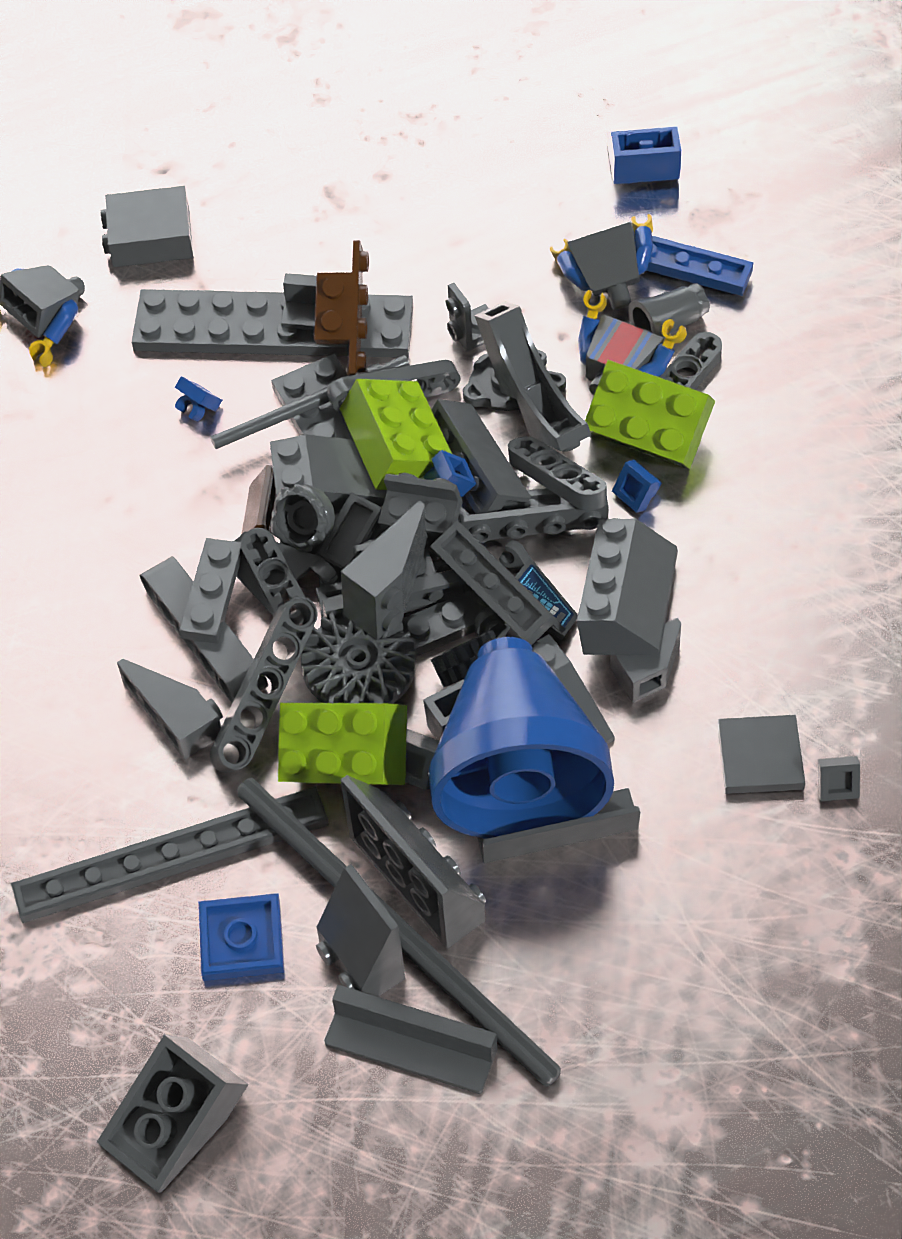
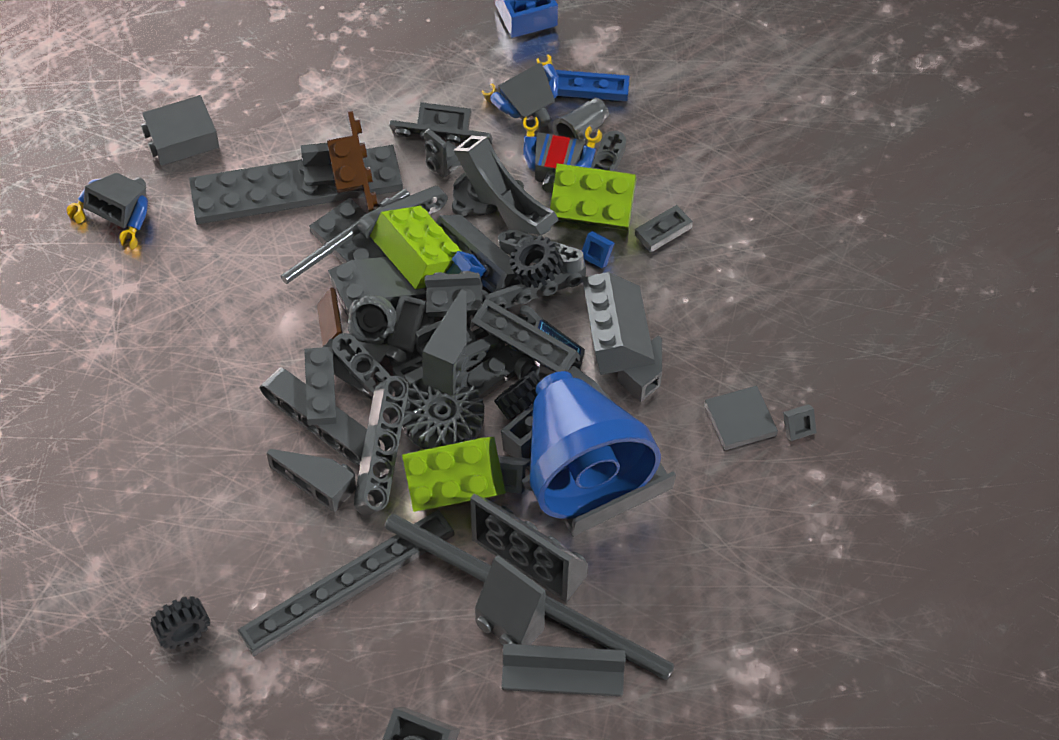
camera: 20 degrees left, 0 degrees up
(197, 396) = (257, 247): blue tile -> none
(241, 937) = (418, 628): blue tile -> none
(484, 277) = (443, 120): none -> dark grey bracket
(535, 470) = (541, 271): none -> black tyre
(735, 475) = (663, 228): none -> dark grey plate

